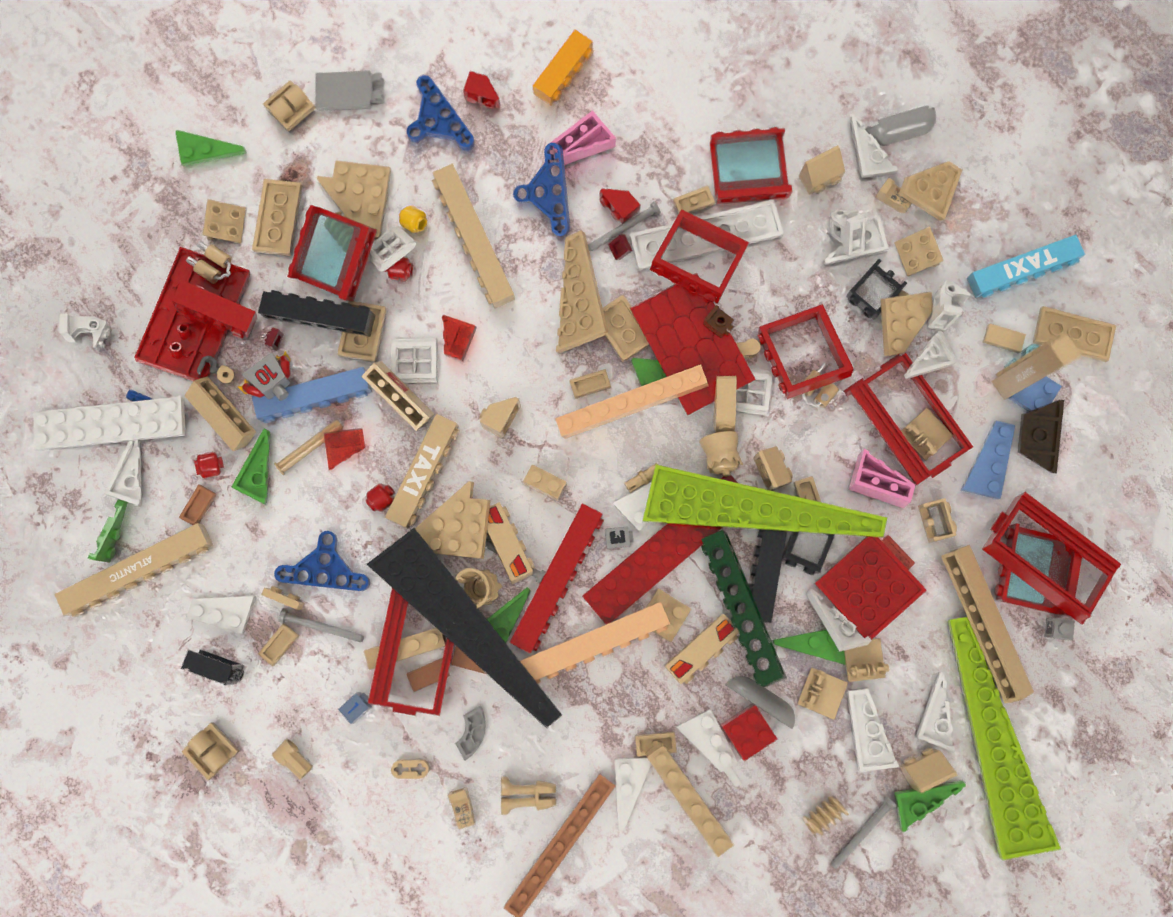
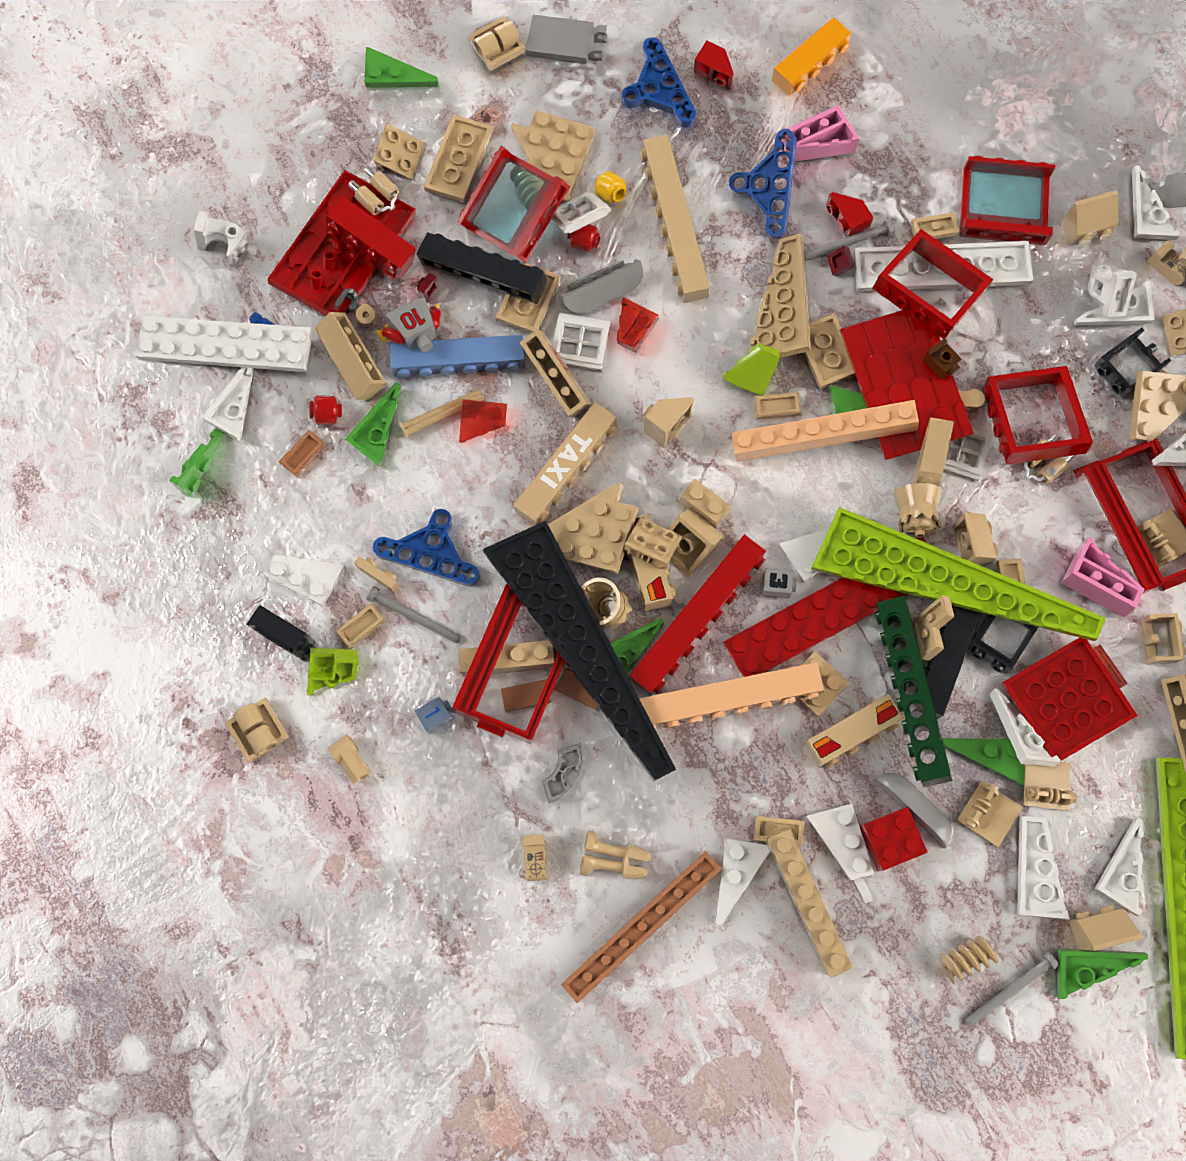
camera: 15 degrees right, 5 degrees down
(134, 570) = (215, 509): tan brick -> none
(260, 685) = (330, 668): none -> lime slope
(380, 497) = (511, 483): red head -> none
(410, 774) = (484, 793): tan beam -> none
(423, 309) = (603, 286): none -> light grey brick
(507, 527) = (653, 542): none -> tan hinge
(538, 516) = (697, 540): none -> tan slope
(565, 358) = (755, 369): none -> lime slope
(640, 479) = (818, 522): tan pin -> none
(745, 551) = (928, 625): none -> tan plate

